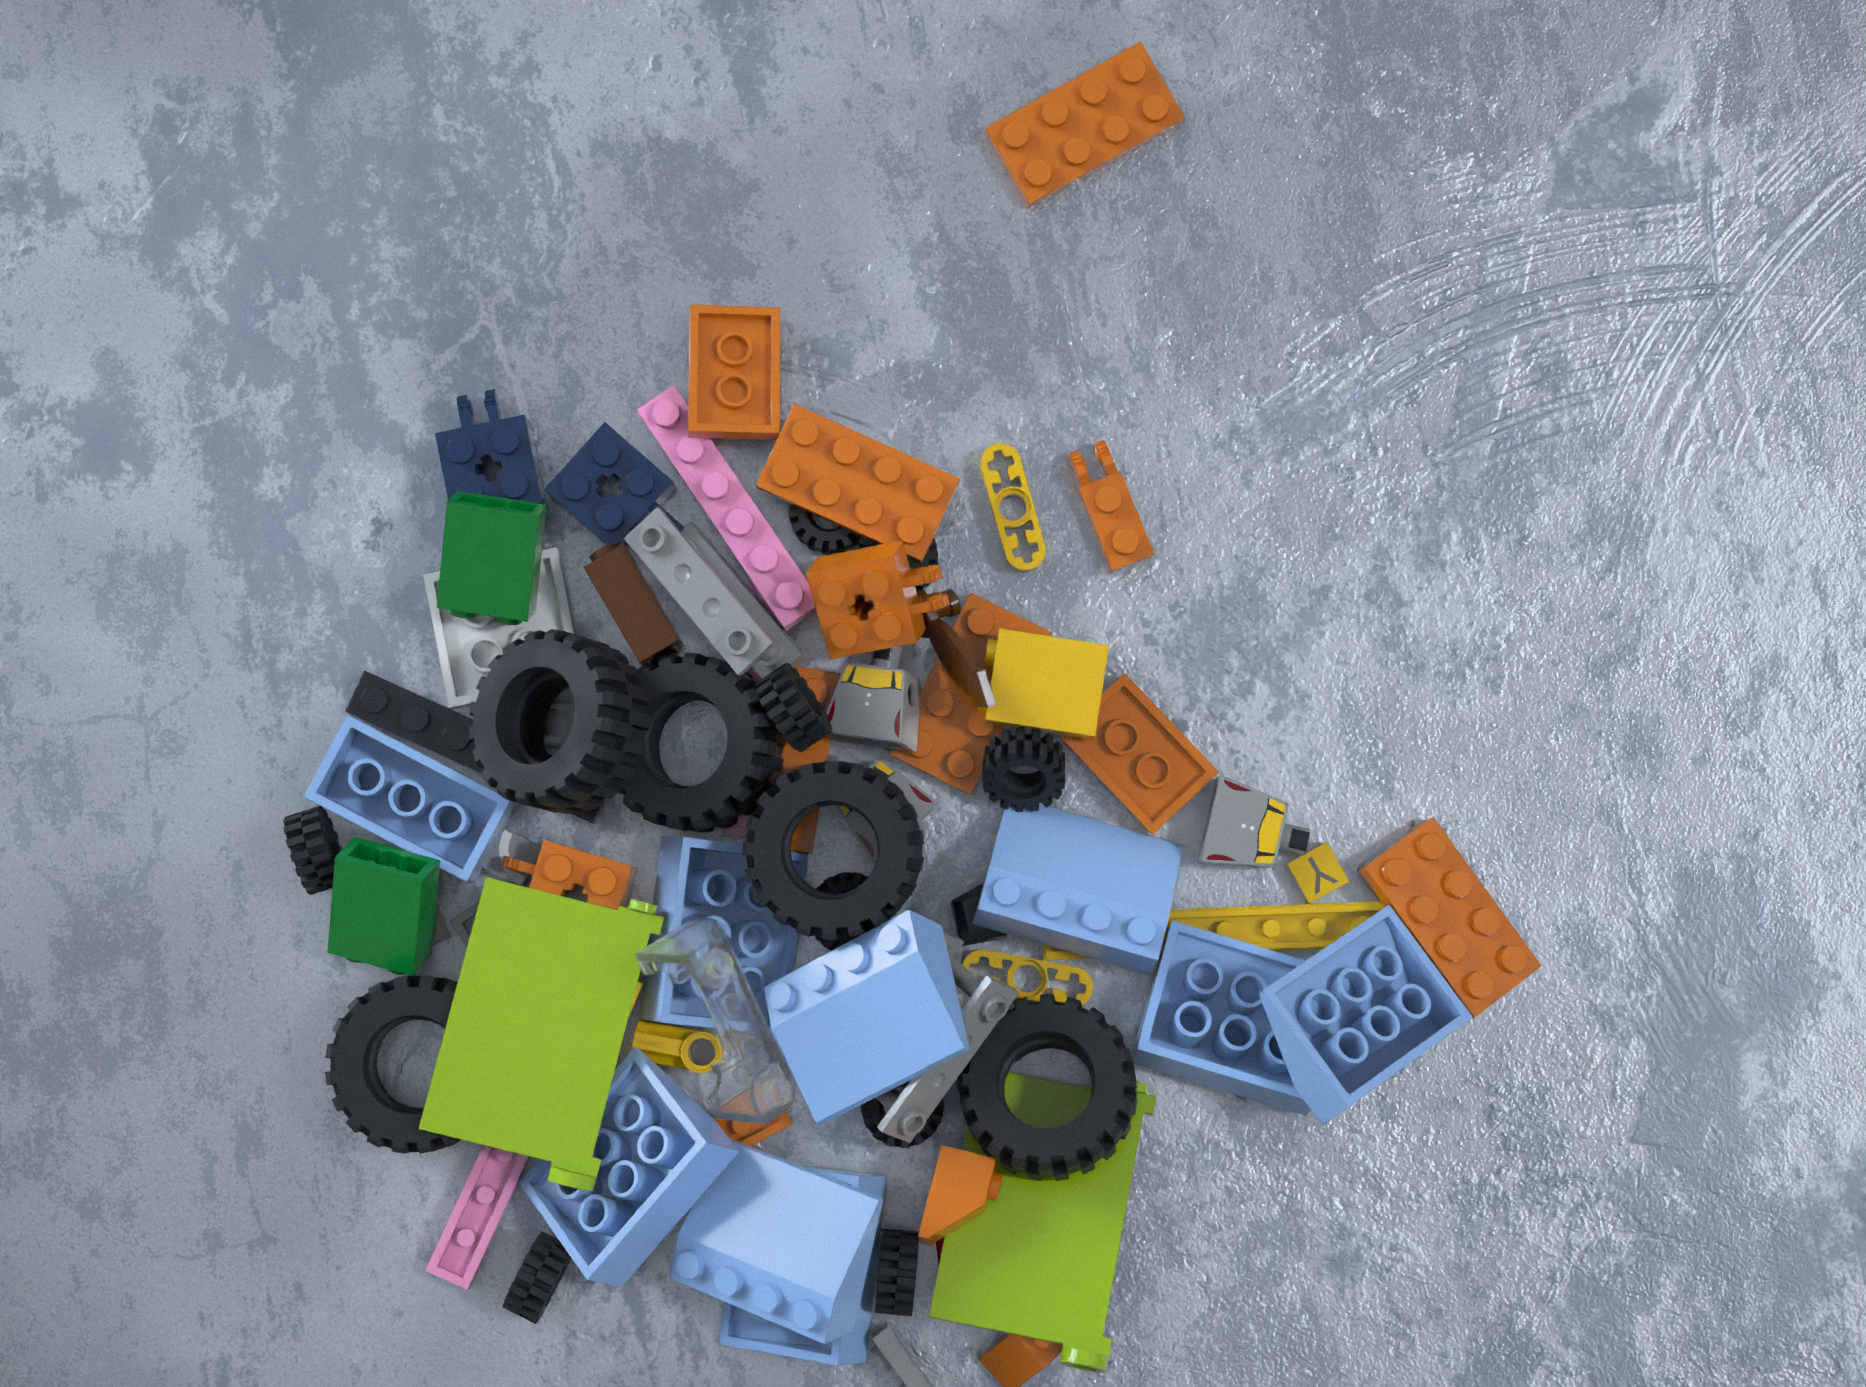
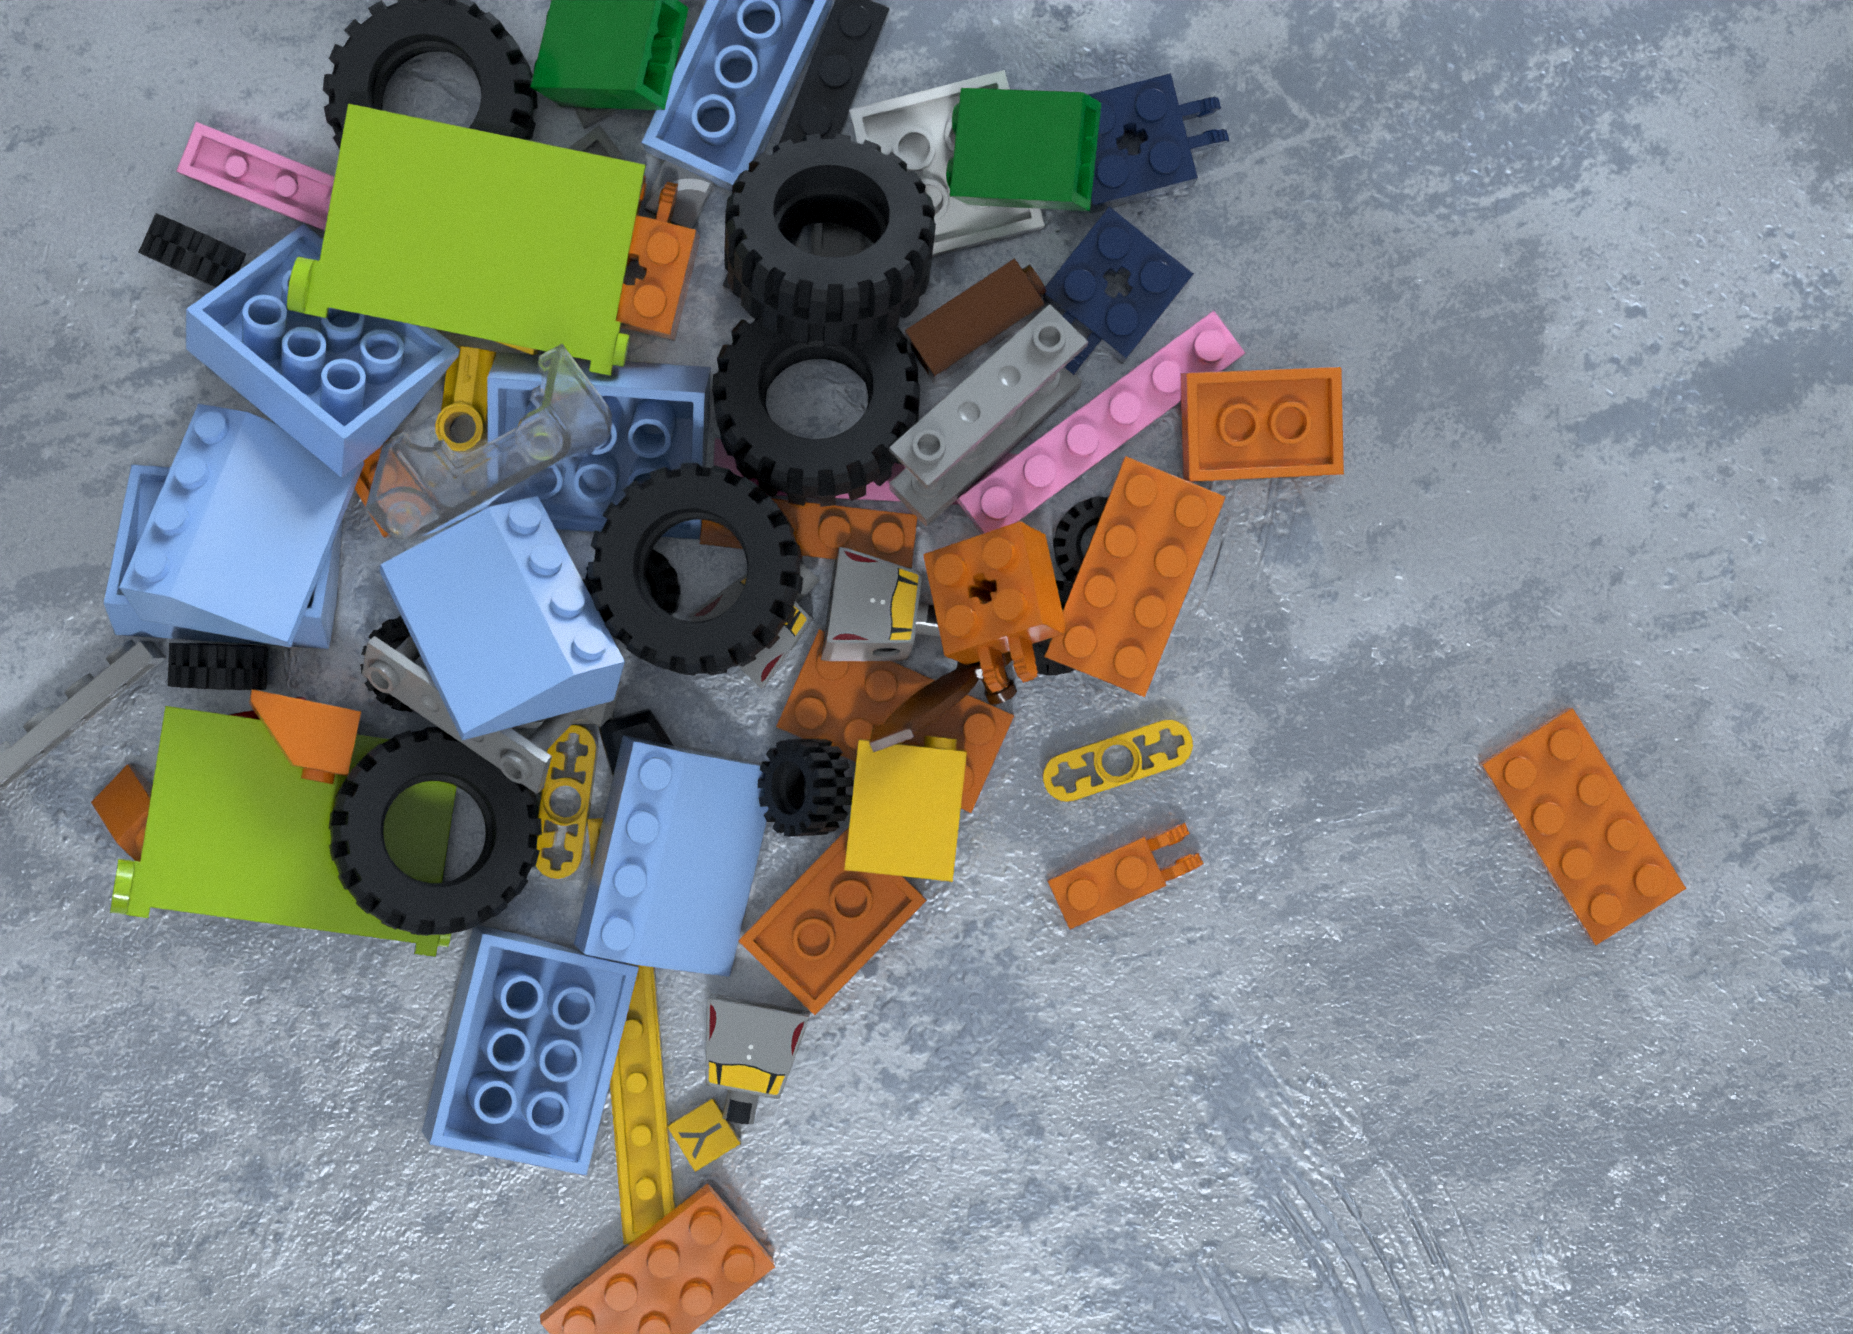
camera: 80 degrees right, 5 degrees up
(793, 707) = (861, 514): black tyre -> none
(1359, 1013) = (533, 1192): light blue slope -> none

